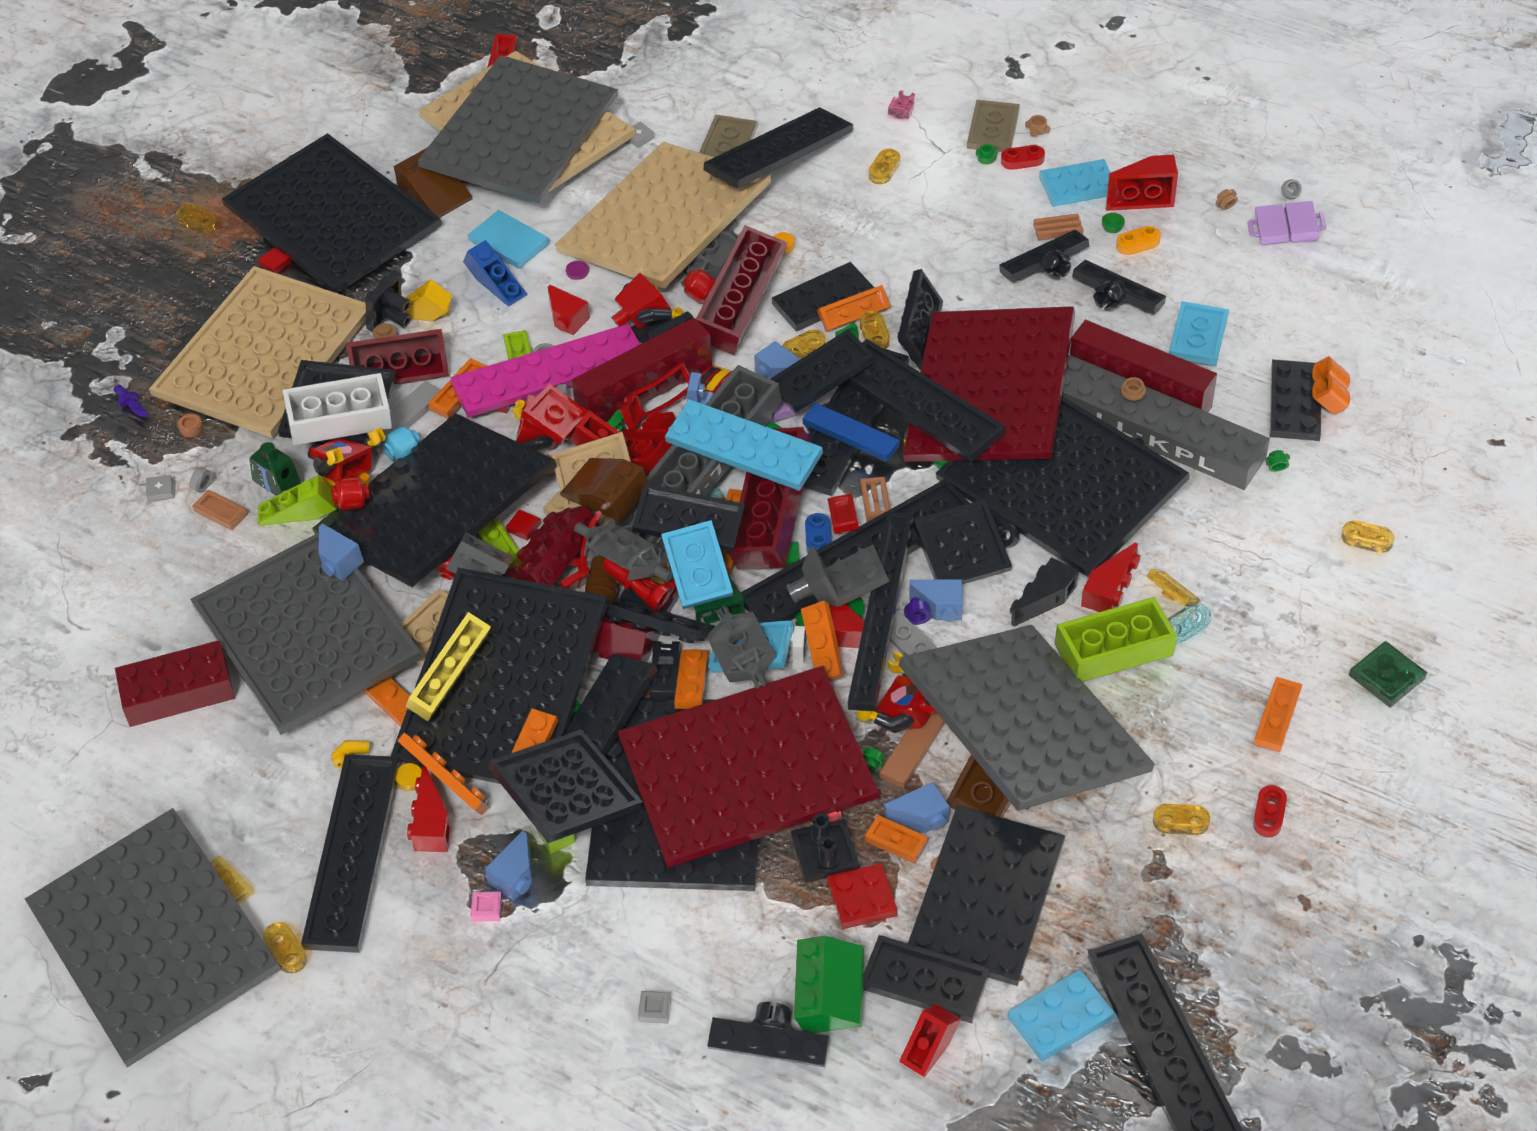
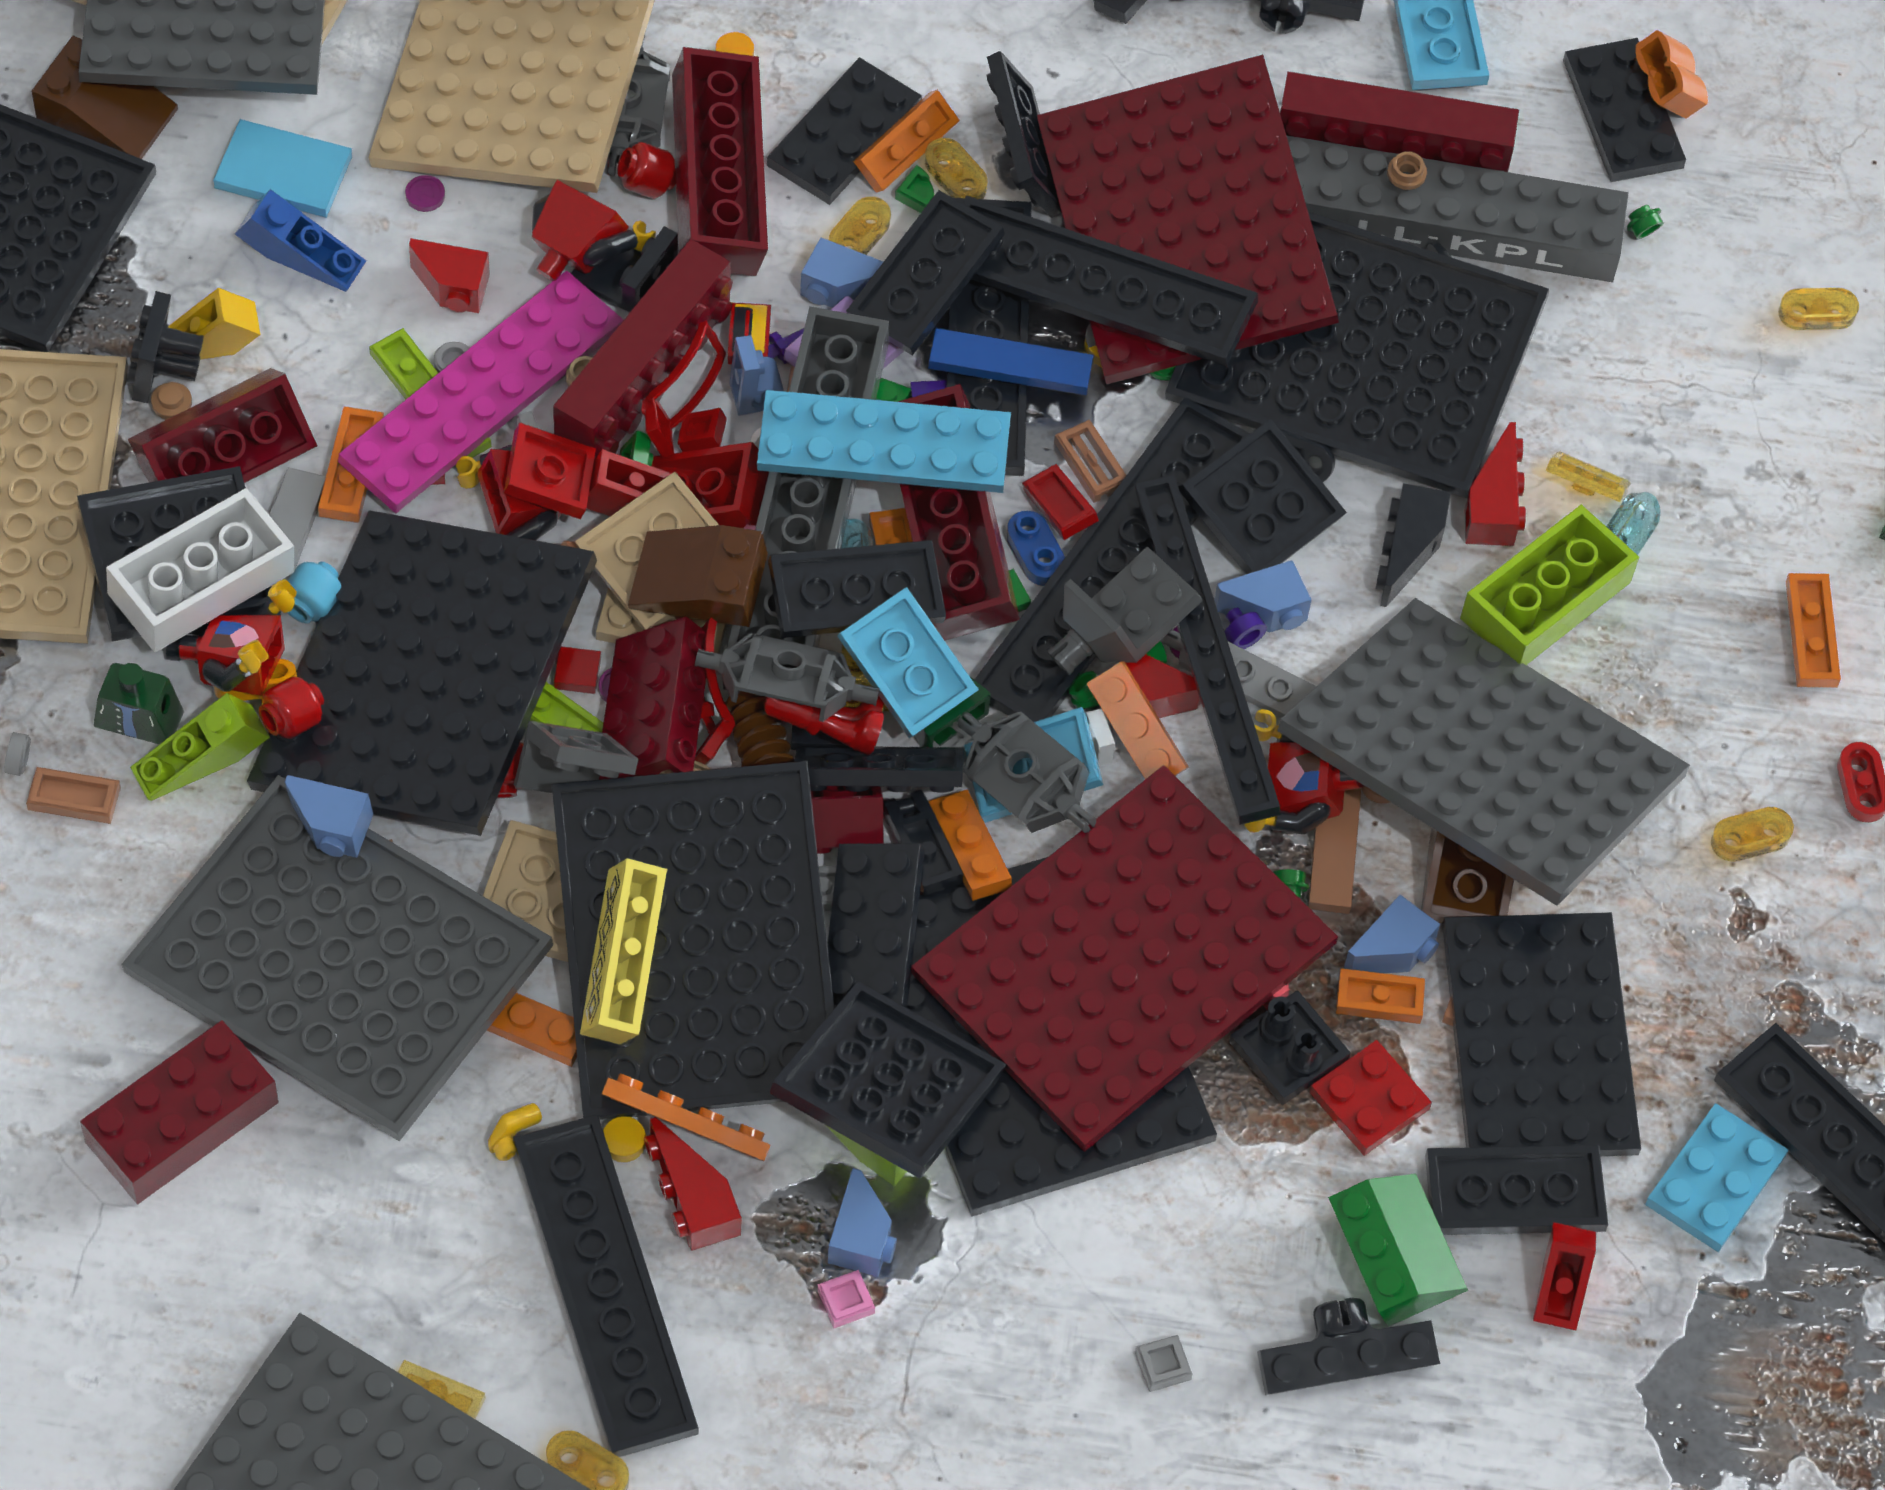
camera: 30 degrees left, 10 degrees up
(536, 729) = (795, 1013): orange plate -> none

